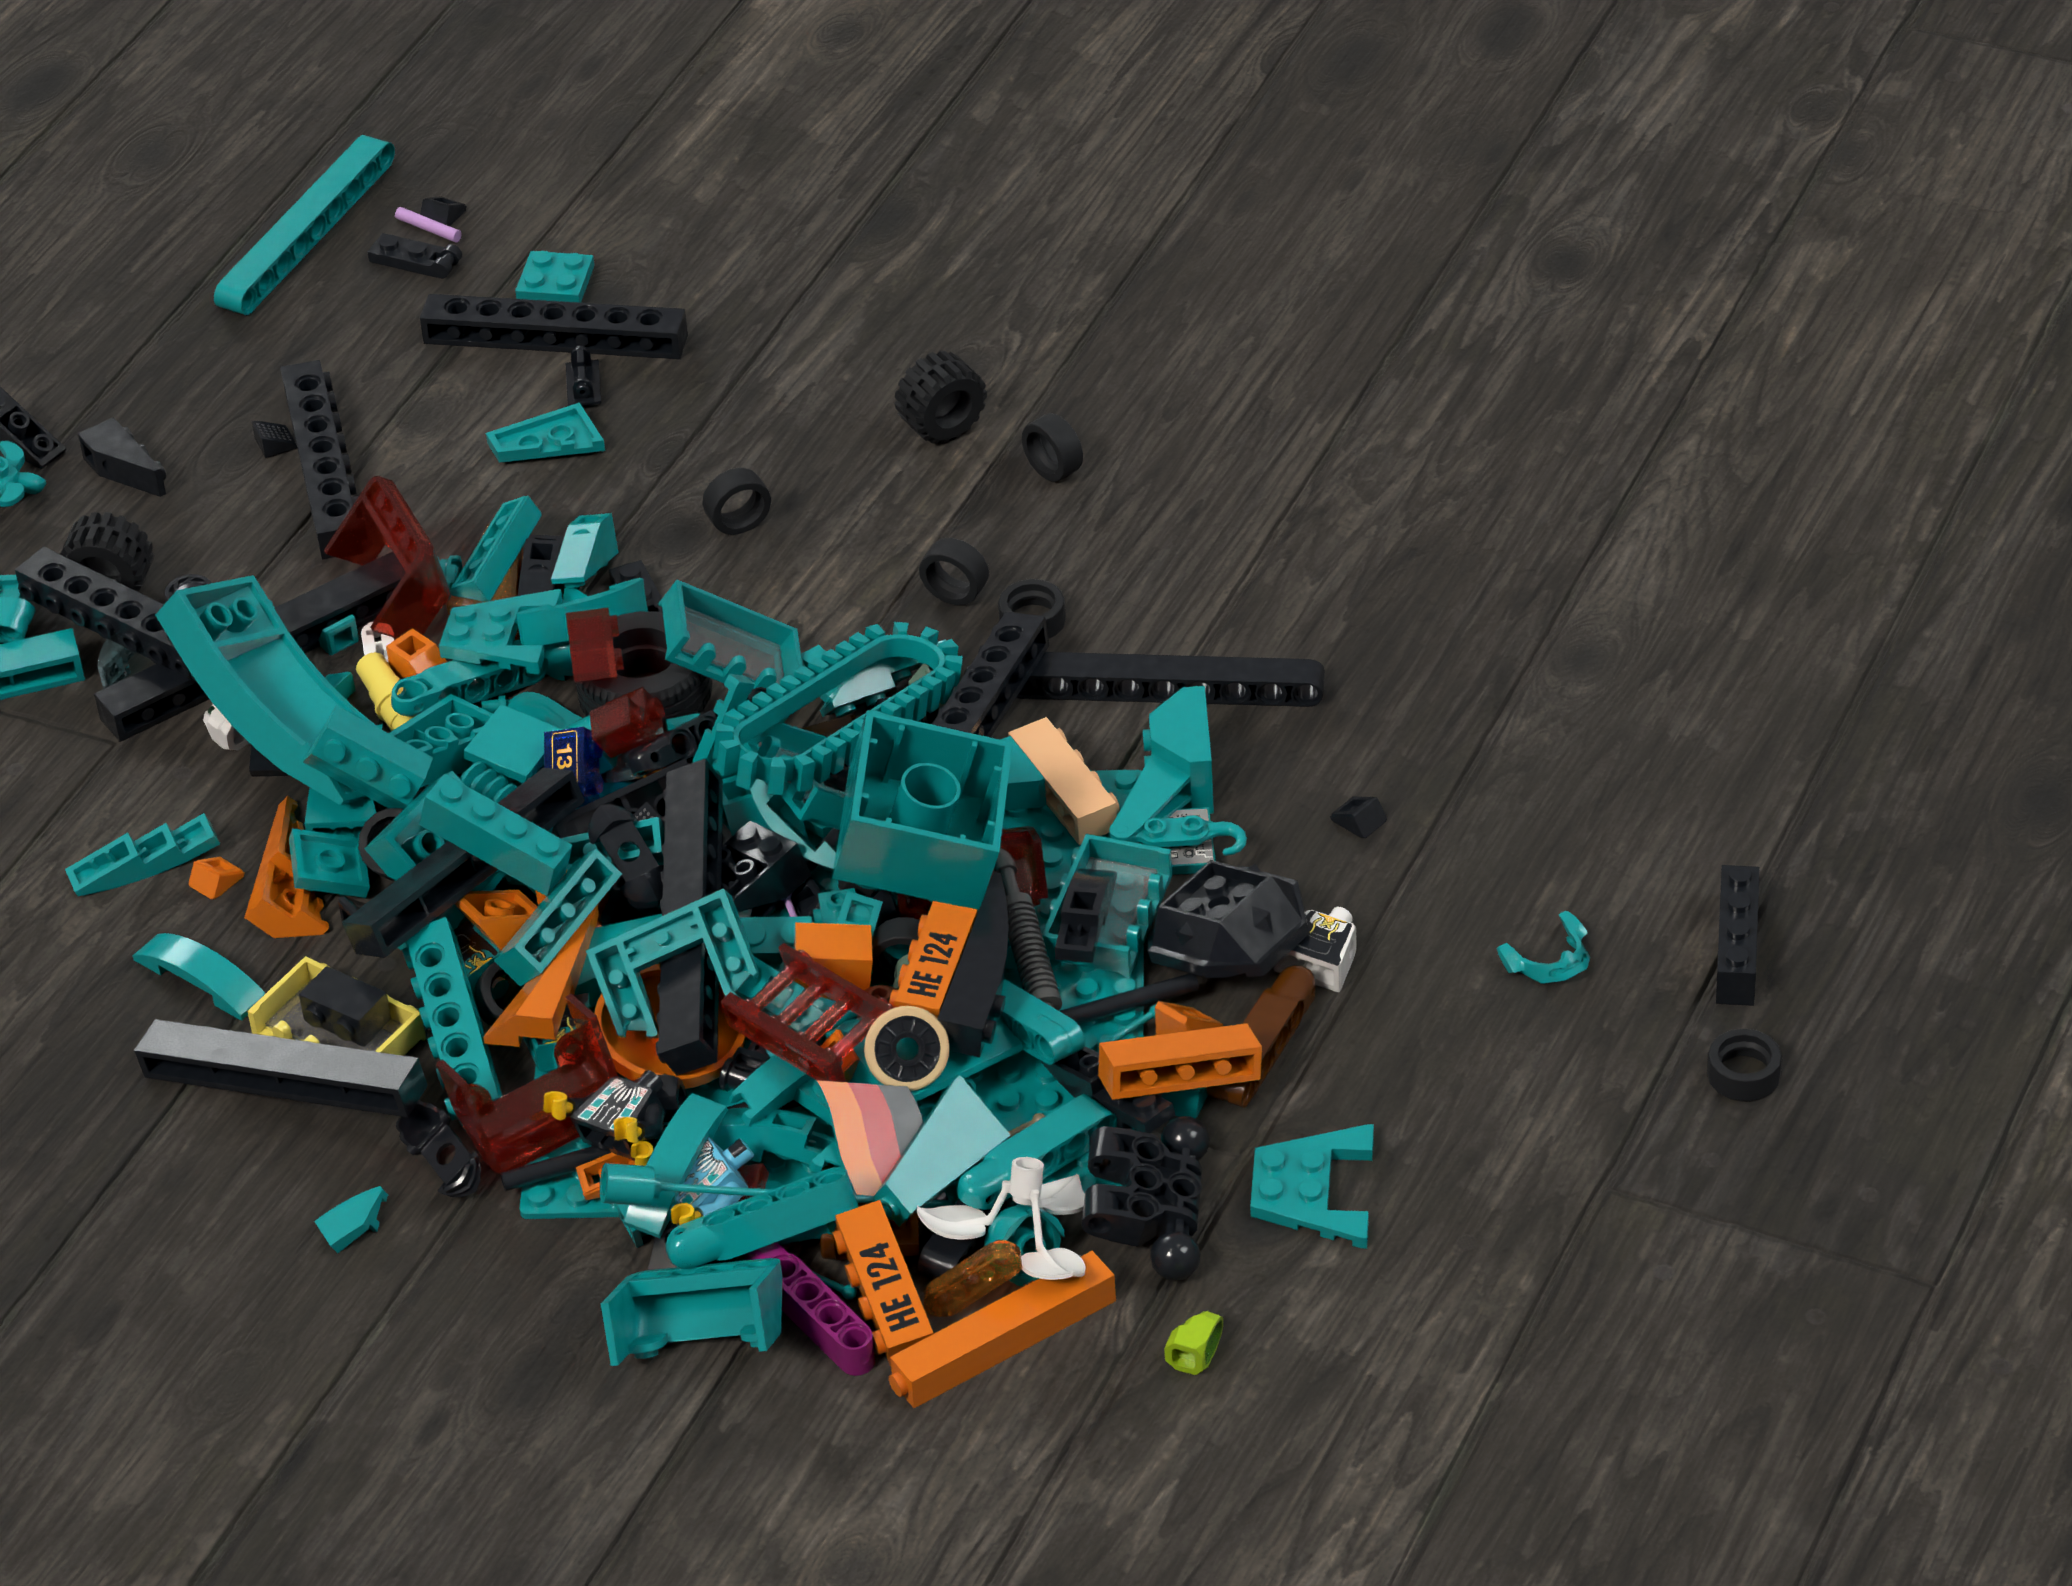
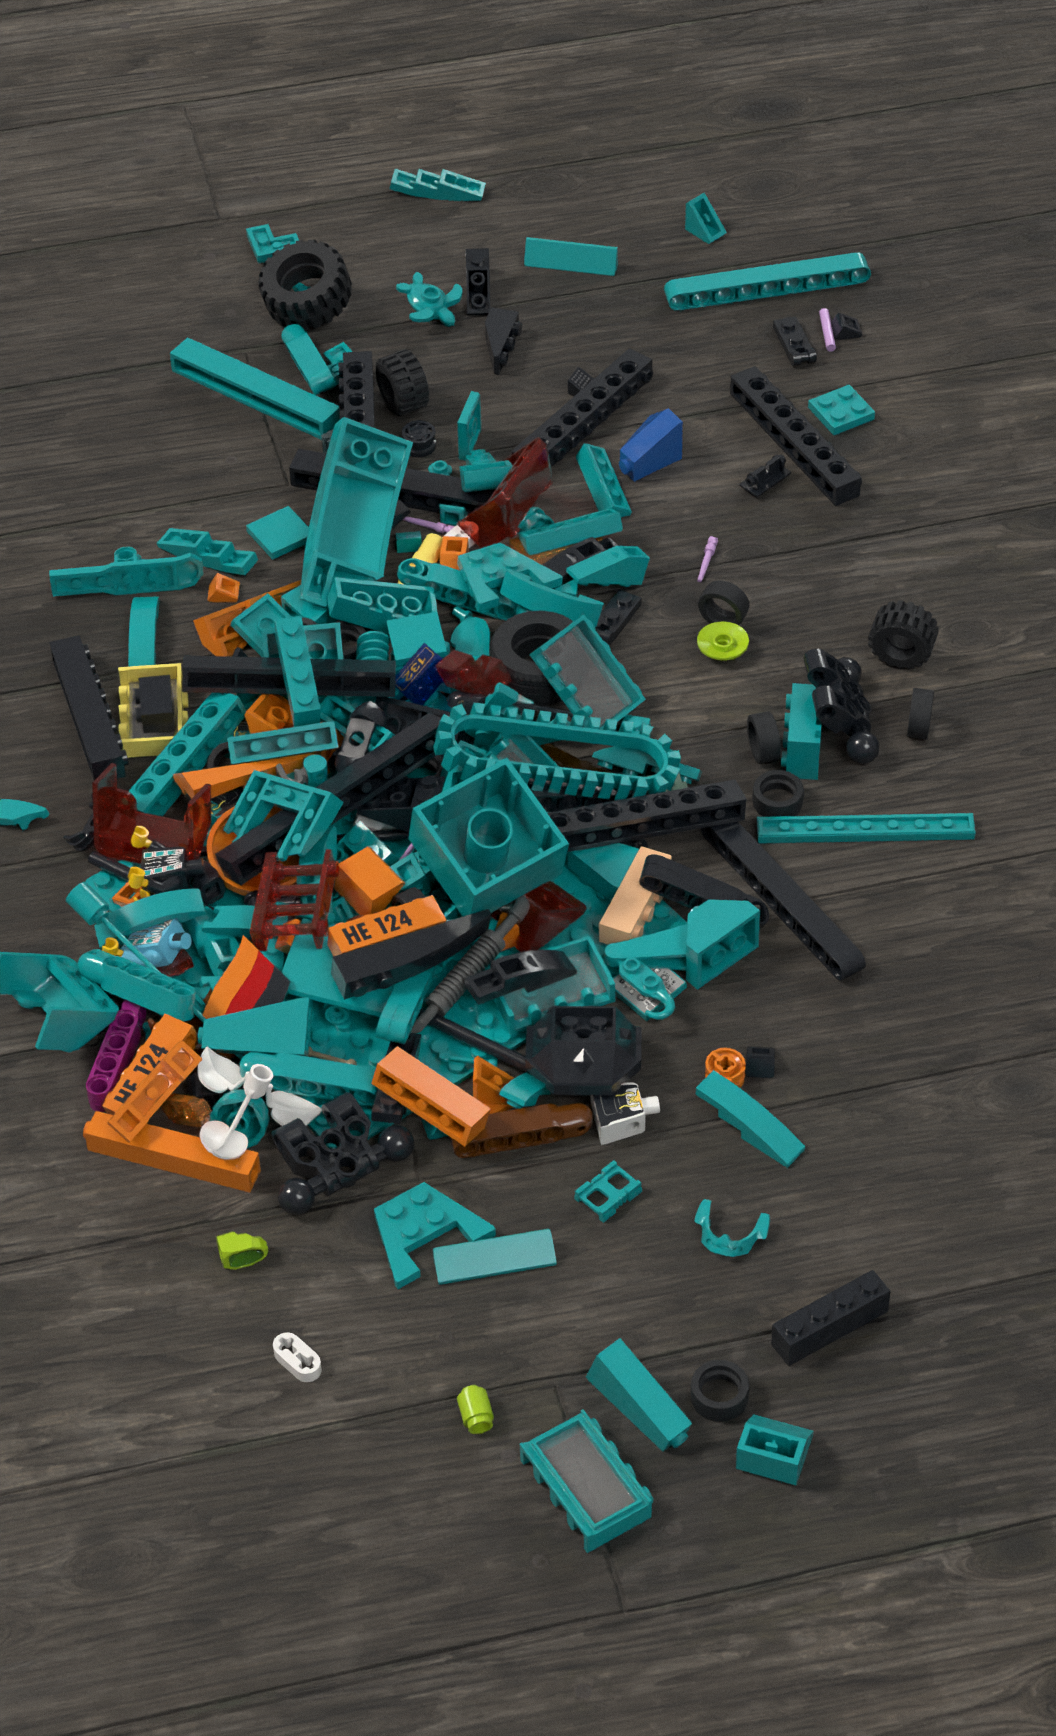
camera: 50 degrees right, 5 degrees up
(69, 341) = (571, 256): none -> teal slope
(101, 937) = (129, 575): none -> teal piece
(154, 218) = (703, 220): none -> teal slope
(187, 784) = (279, 532): none -> teal tile
(236, 542) = (469, 425): none -> teal tile
(329, 569) = (482, 471): none -> teal plate
(341, 657) = (438, 527): none -> lavender piece
(368, 760) = (318, 582): teal slope -> none
(438, 426) = (652, 445): none -> blue slope
(446, 504) = (602, 479): none -> teal slope
(547, 435) = (702, 492): teal wing -> none
(592, 645) = (511, 619): clear red brick -> none
(618, 919) = (313, 771): none -> teal leg
(633, 478) = (709, 551): none -> lavender piece
(778, 533) = (723, 640): none -> lime dish
(904, 1023) = (292, 959): wheel -> none
(924, 1283) = (154, 1090): none -> orange slope
(935, 472) = (841, 702): none -> black connector
(1003, 544) = (803, 734): none -> teal wedge
(1102, 725) = (691, 886): none -> black piece
(1143, 575) = (866, 828): none -> teal tile
(1224, 1001) = (524, 1091): none -> teal slope
(1348, 843) = (728, 1064): none -> orange wheel
(1382, 1371) = (292, 1361): none -> white beam
(1395, 1015) = (615, 1197): none -> teal piece
(1407, 1146) = (494, 1256): none -> teal slope
(1422, 856) = (751, 1118): none -> teal slope
(1591, 1260) = (475, 1409): none -> lime brick
(1697, 1123) = (638, 1396): none -> teal slope
(1761, 1216) = (588, 1480): none -> window
(1857, 1061) = (773, 1449): none -> teal slope

